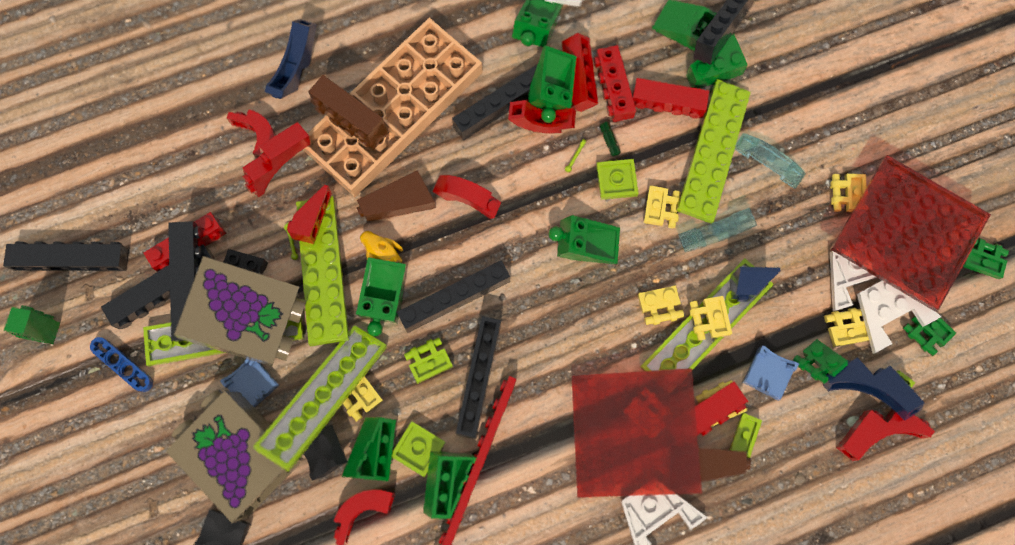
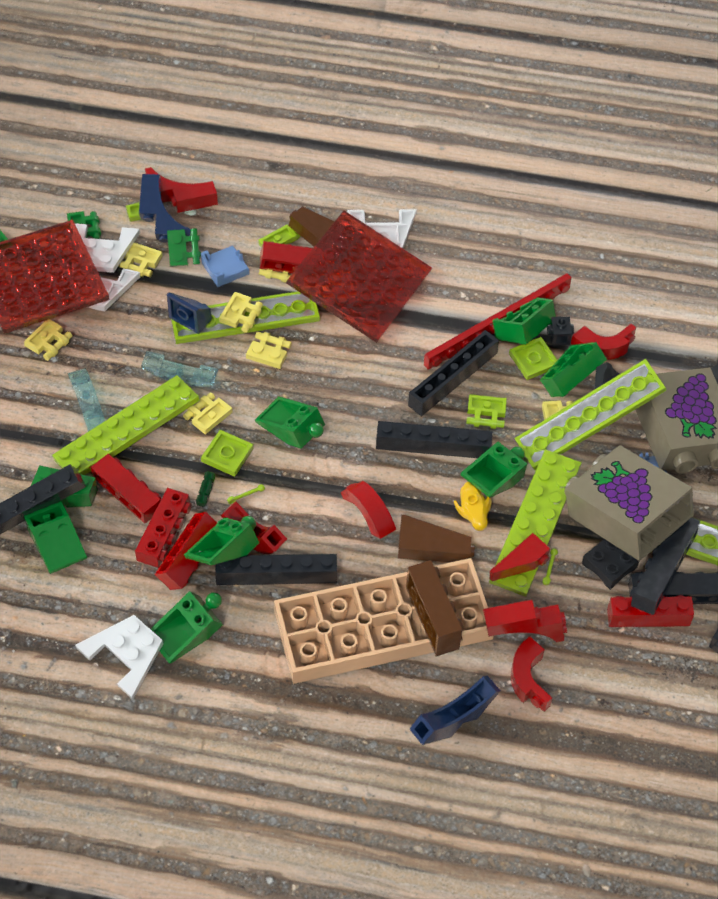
camera: 150 degrees left, 20 degrees down
(402, 492) = (560, 330): none -> black brick

